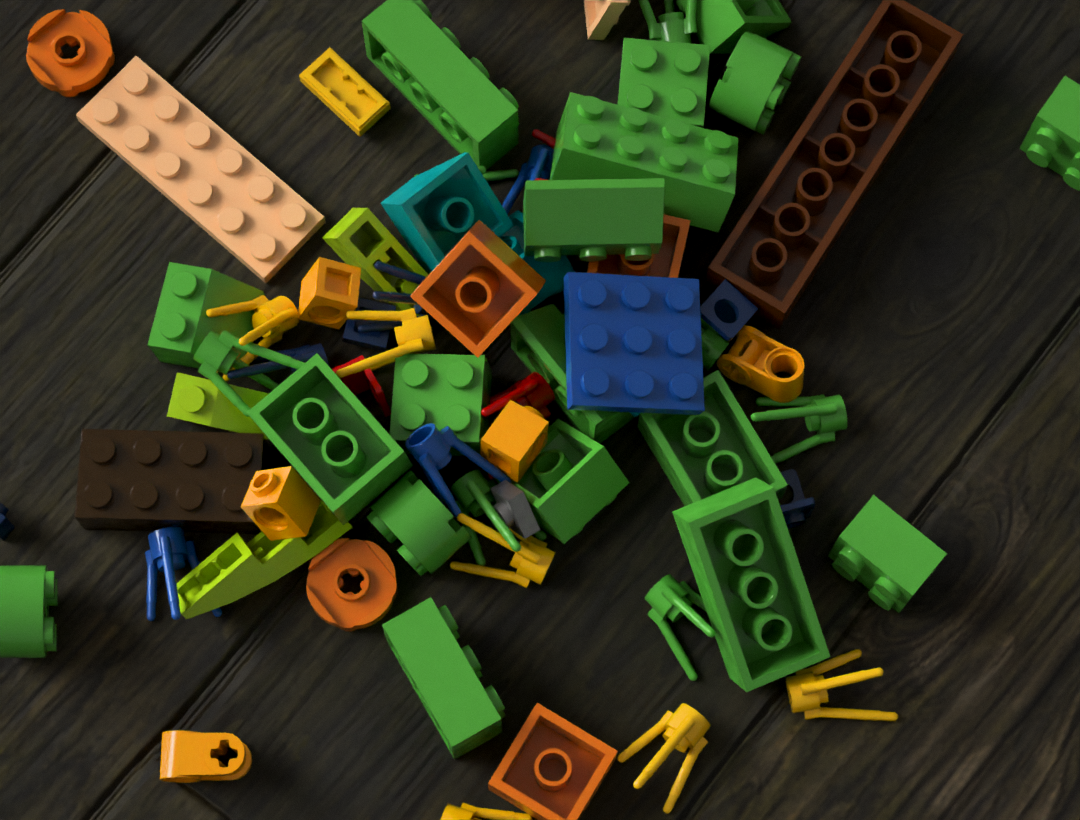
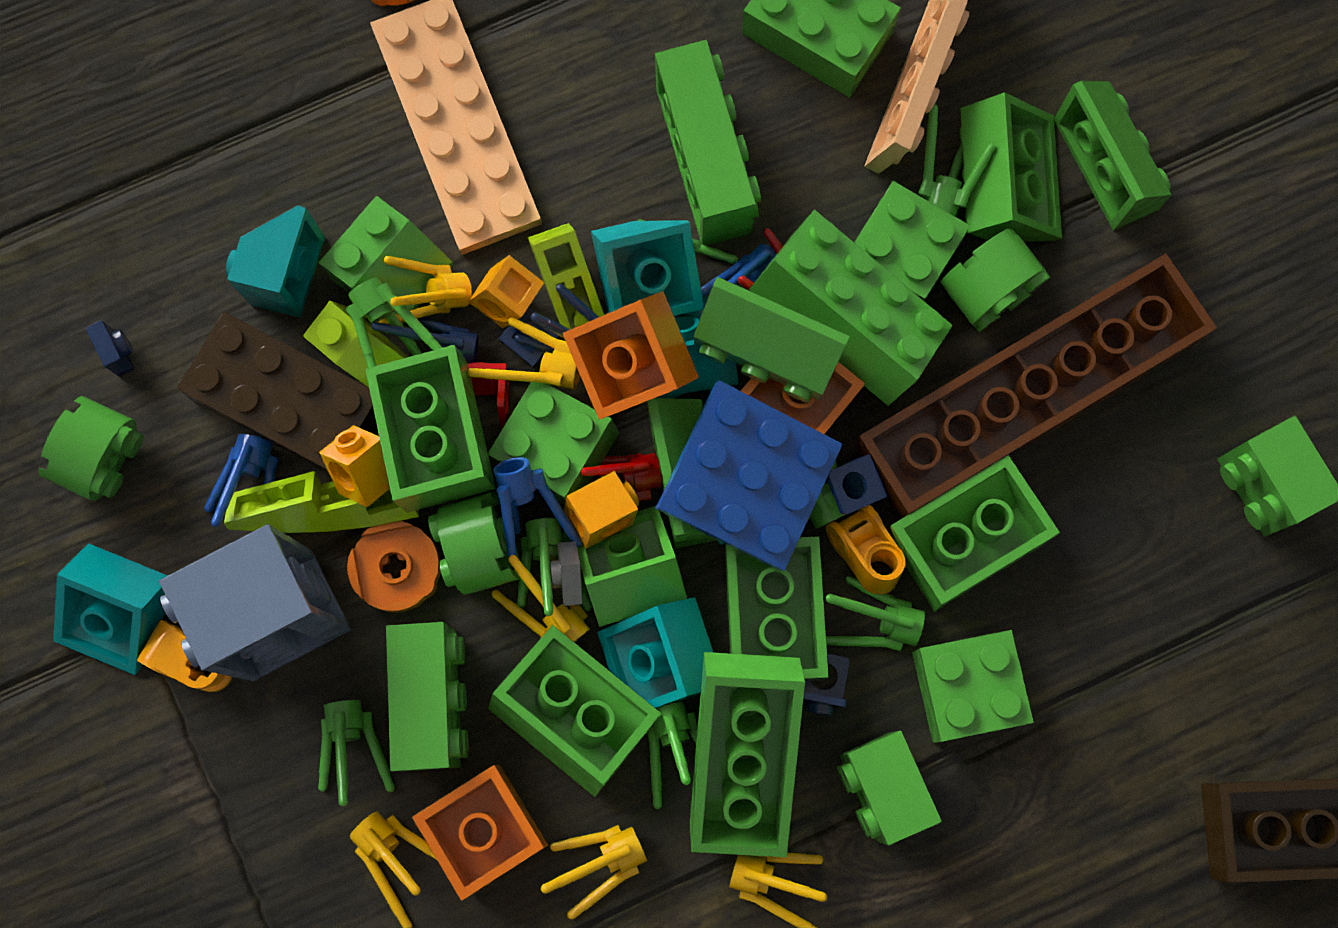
camera: 30 degrees right, 5 degrees up
(107, 365) = (277, 262): none -> teal slope
(109, 747) = (107, 607): none -> teal slope
(257, 663) = (253, 605): none -> sand blue brick
(345, 92) = (617, 112): yellow plate -> none
(378, 742) = (342, 725): none -> bright green plant
(579, 627) = (573, 710): none -> bright green slope
(627, 546) = (659, 652): none -> teal slope
(846, 306) = (972, 532): none -> bright green slope
(912, 437) = (972, 686): none -> bright green brick

